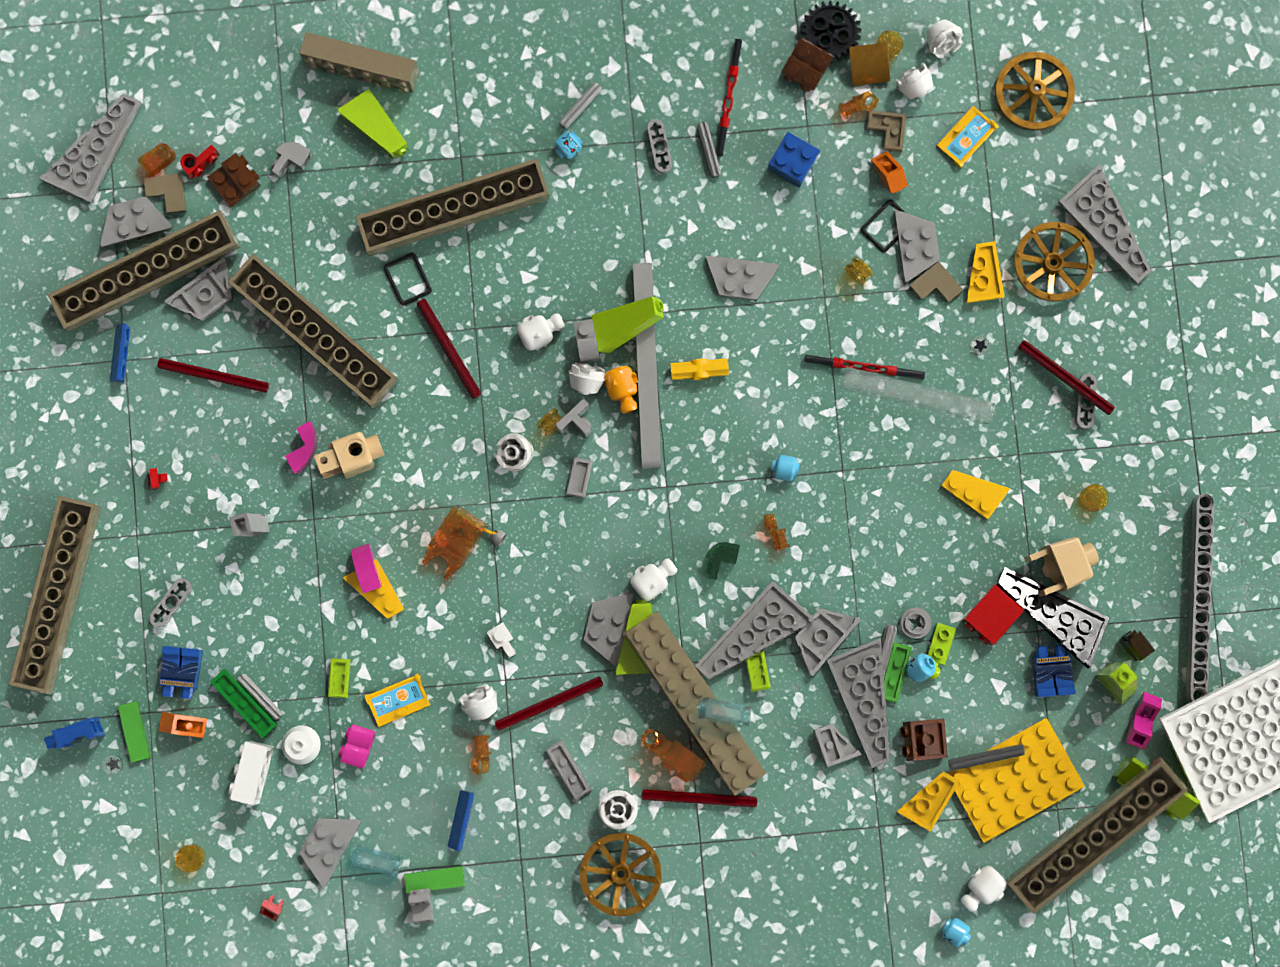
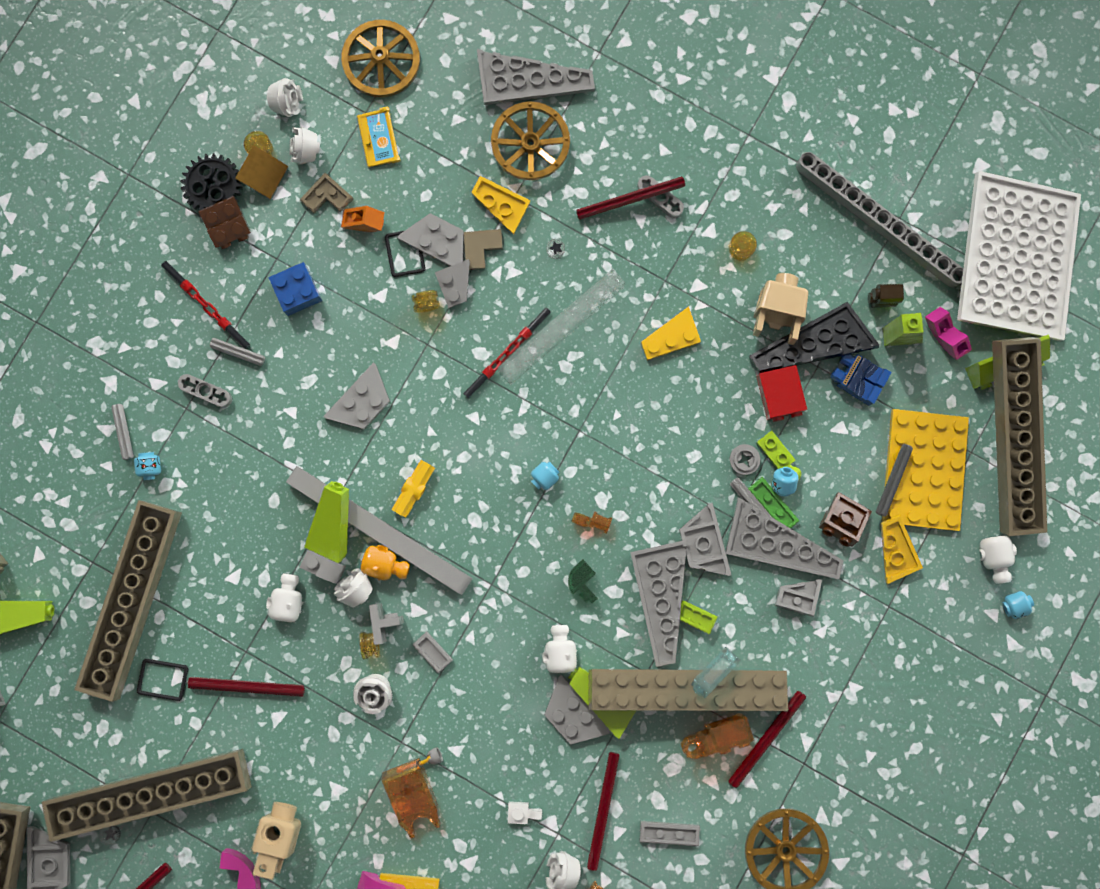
camera: 60 degrees left, 0 degrees up
(618, 809) = (732, 816): white cone -> none
(858, 104) = (288, 205): clear orange connector -> none
(891, 283) = (454, 283): none -> light grey wing

